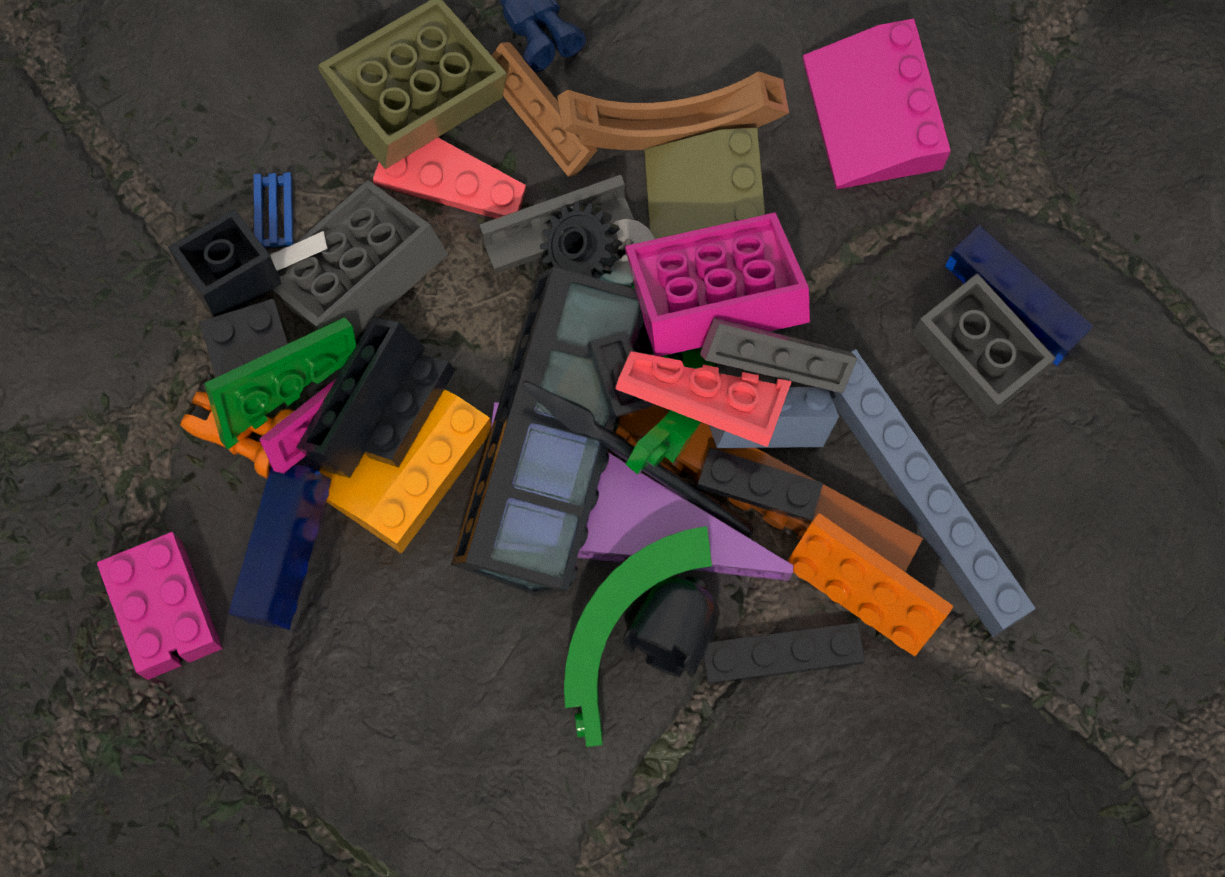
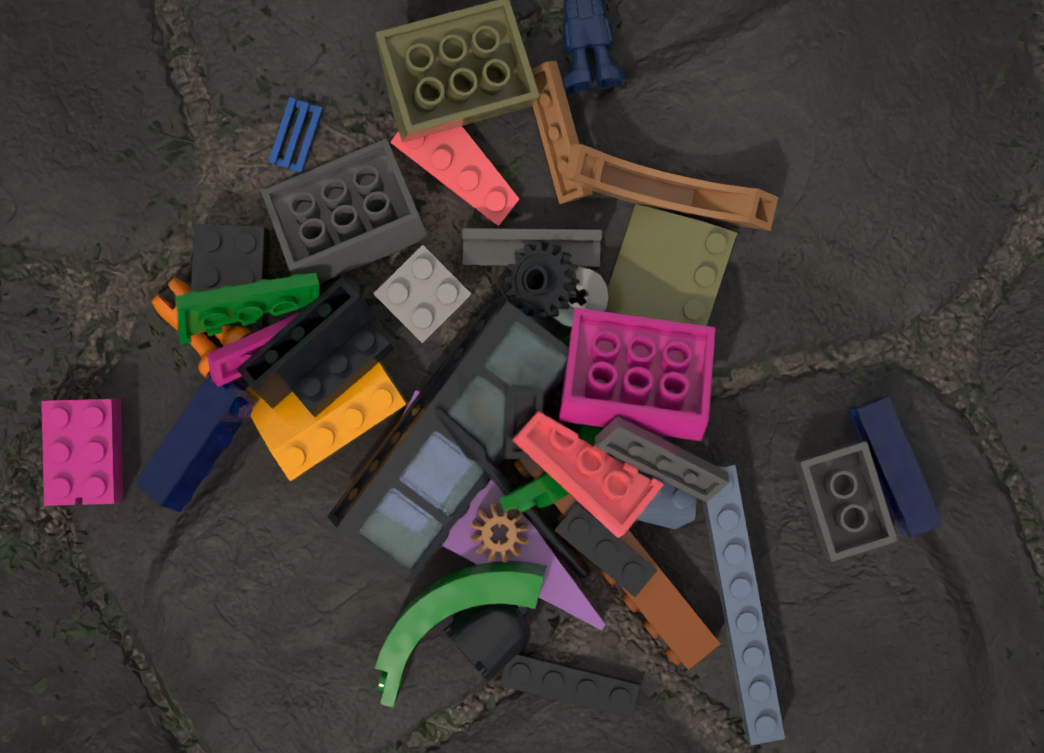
camera: 30 degrees right, 15 degrees up
(225, 264) = (234, 178): black brick -> none
(299, 251) = (297, 184): white sticker -> none
(464, 310) = (423, 294): none -> light grey brick
(625, 506) = (487, 532): none -> medium nougat gear
(868, 585) = (658, 664): orange plate -> none
(877, 106) = (852, 244): dark pink slope -> none

